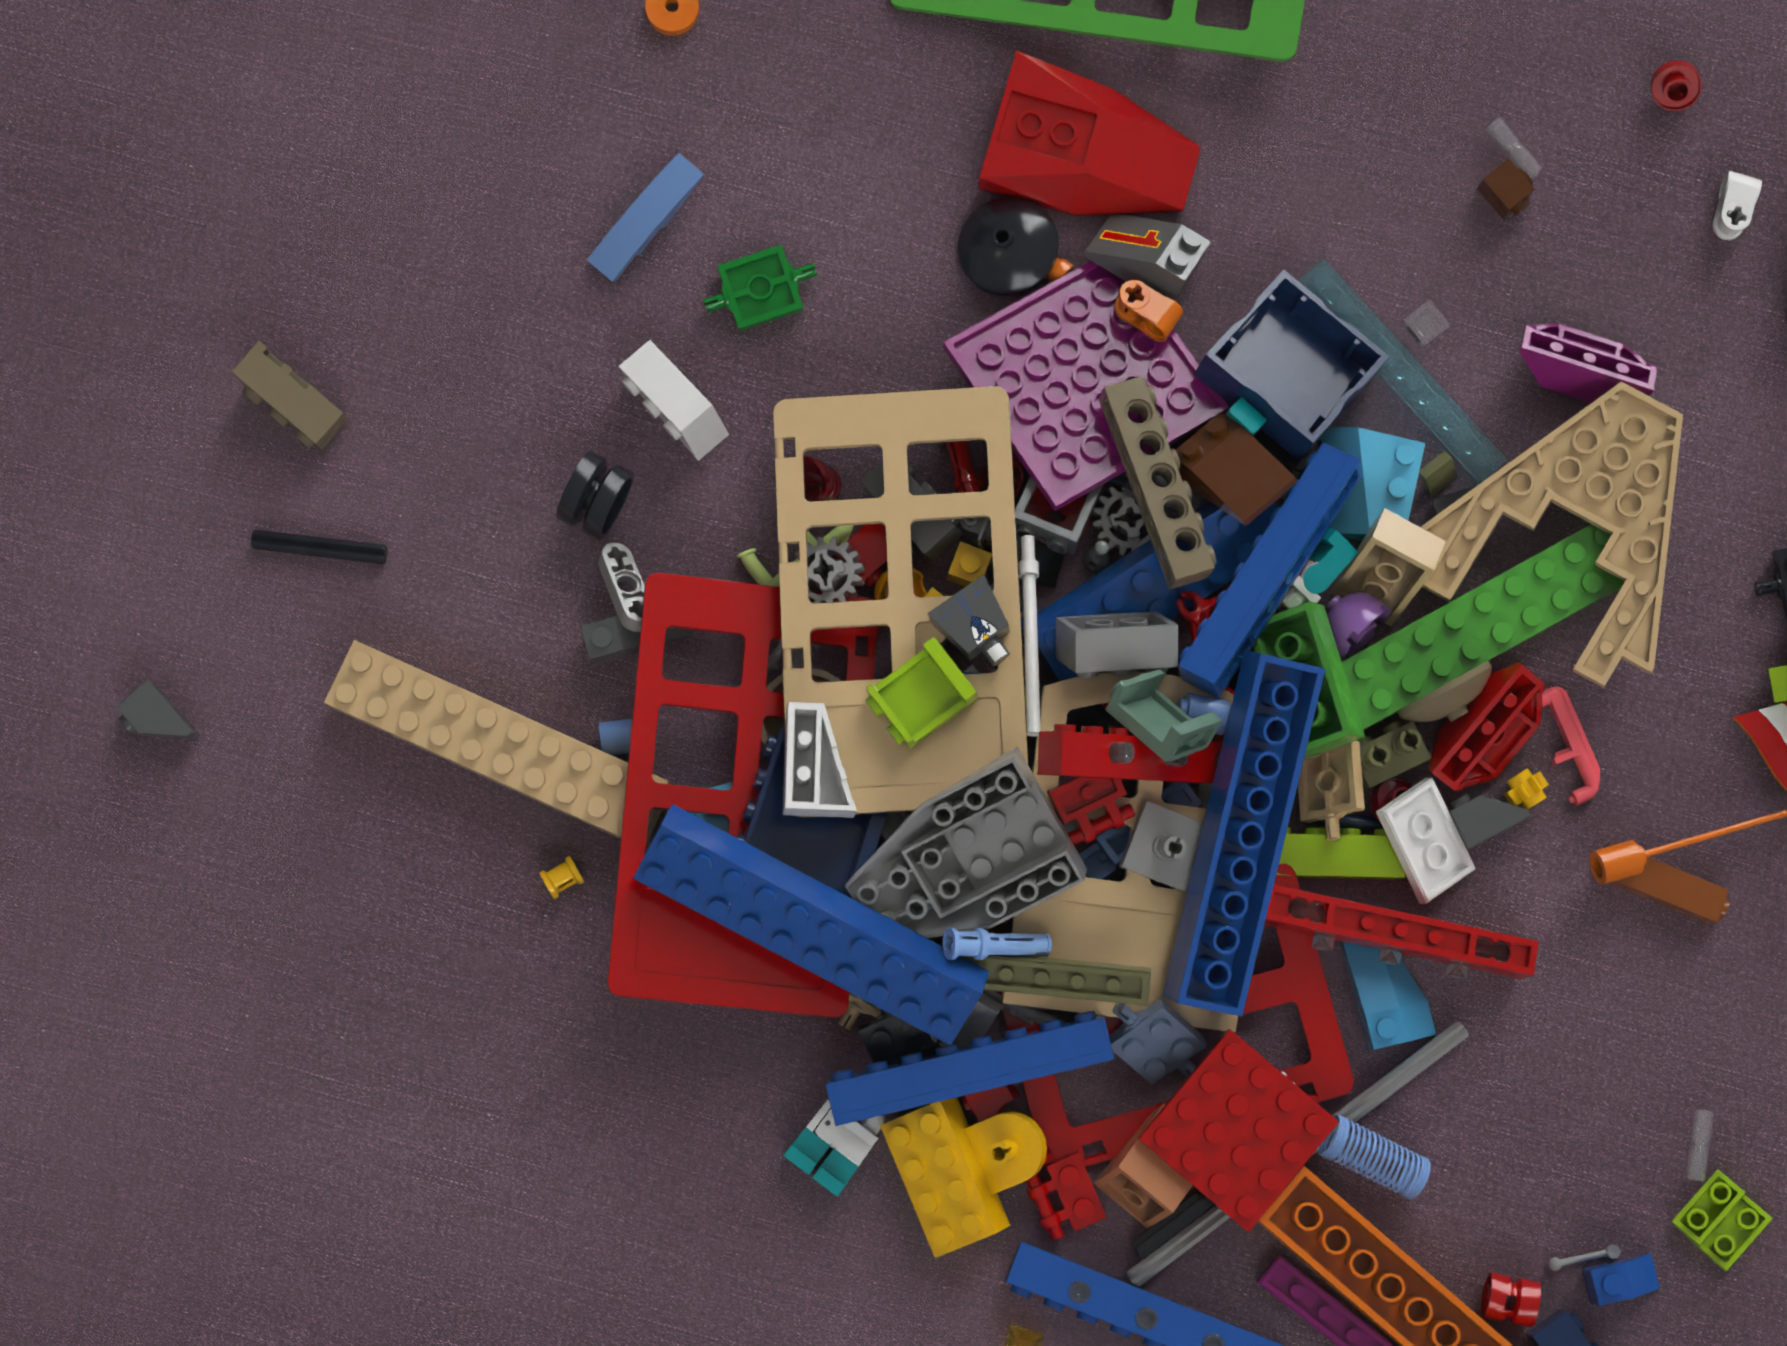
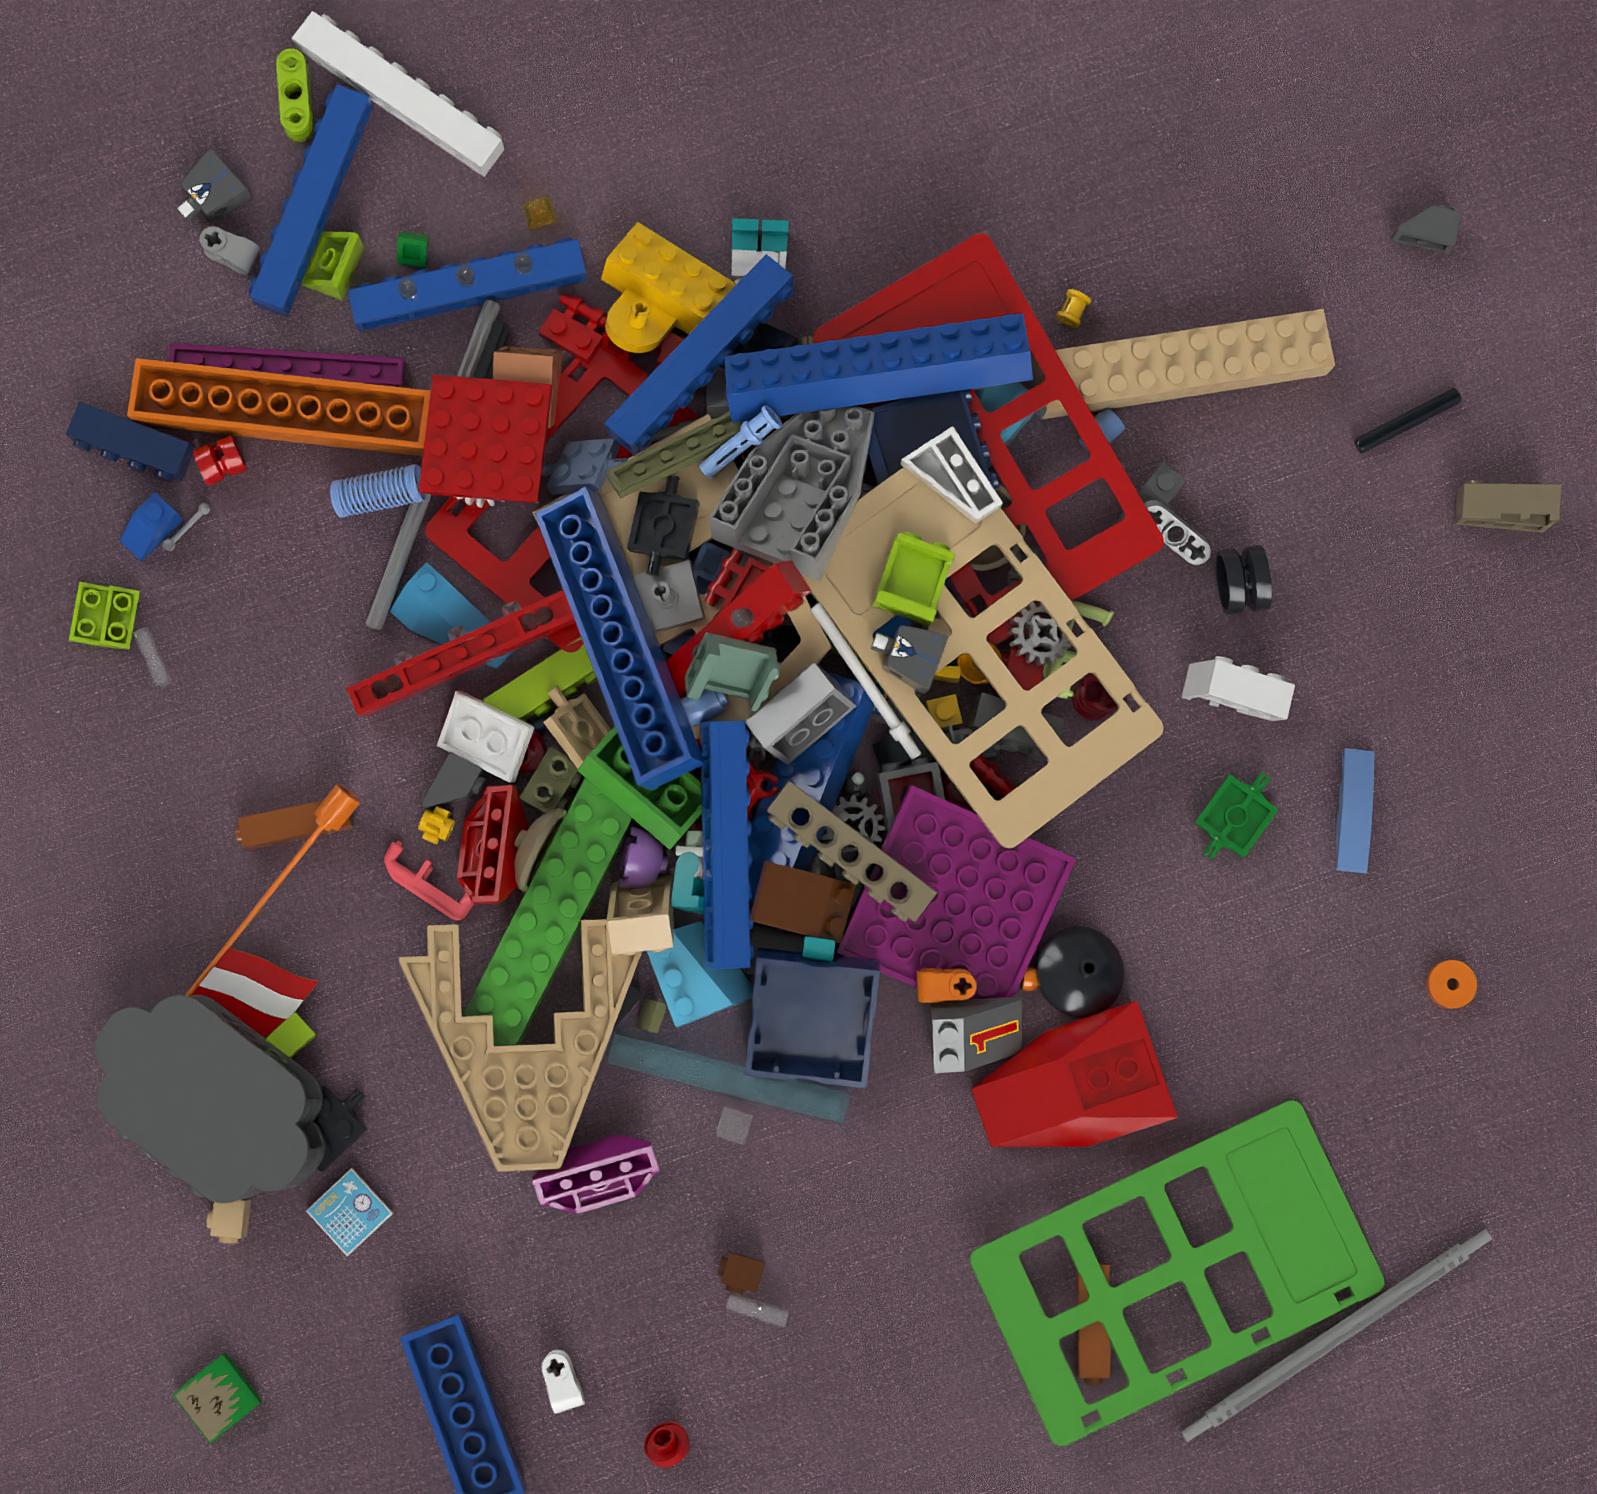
camera: 145 degrees right, 0 degrees up
(1123, 918) = (663, 525): none -> black plate

